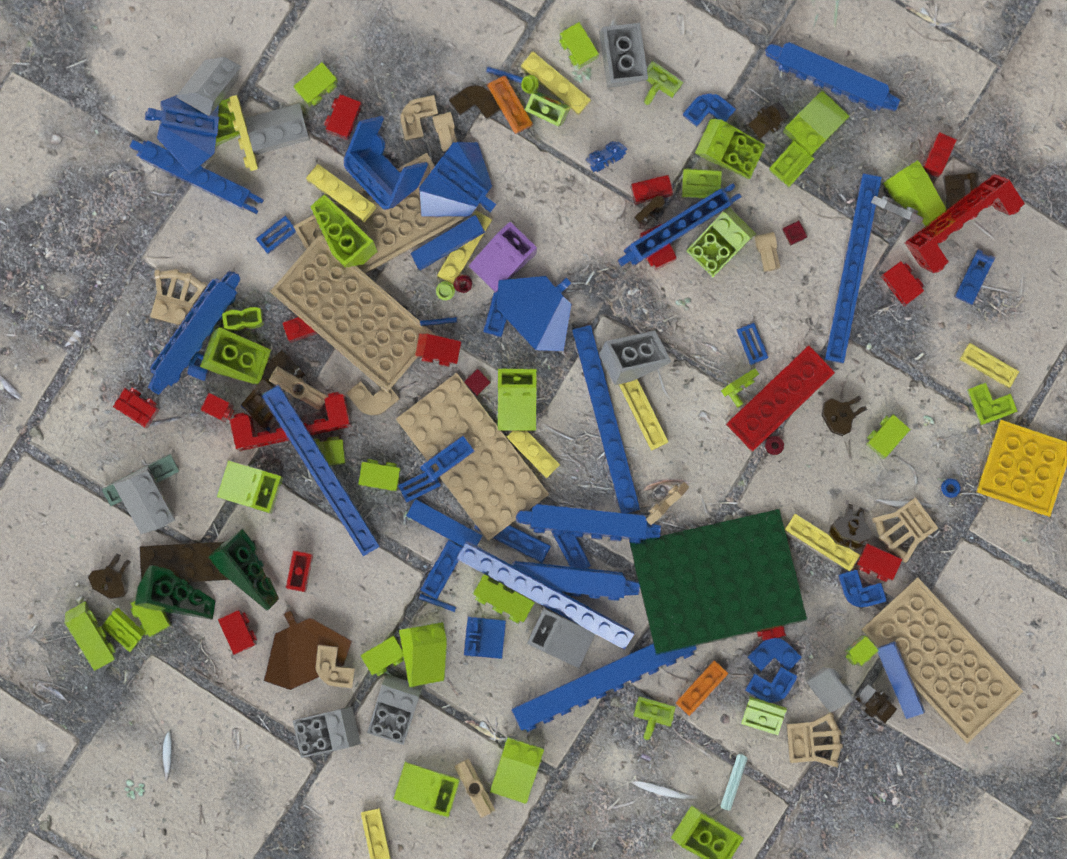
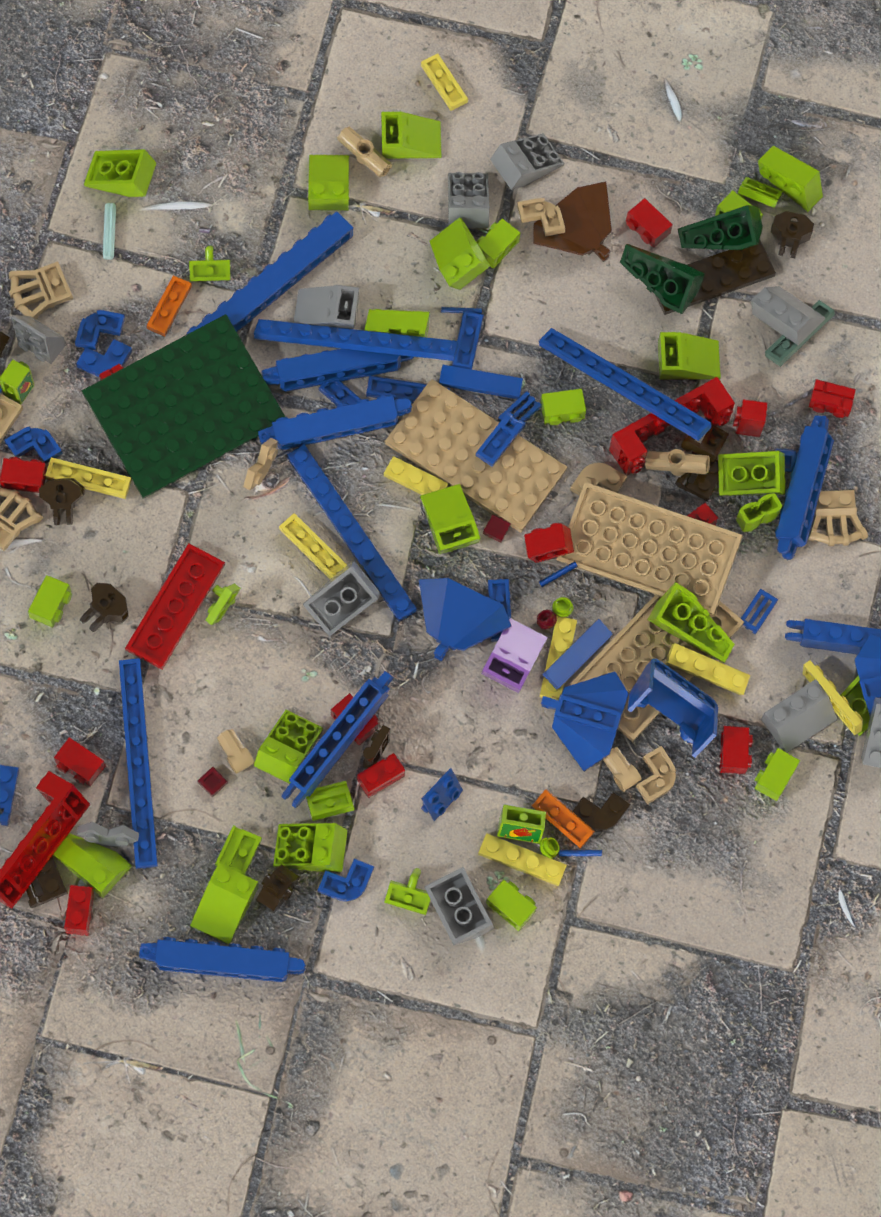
camera: 155 degrees right, 15 degrees down
(299, 571) = (609, 292): red brick -> none
(332, 450) = (623, 413): lime brick -> none
(484, 637) = (403, 289): blue hinge -> none
(745, 347) = (233, 667): blue tile -> none
(763, 715) = (98, 297): lime plate -> none
(770, 450) = (167, 564): dark red plate -> none

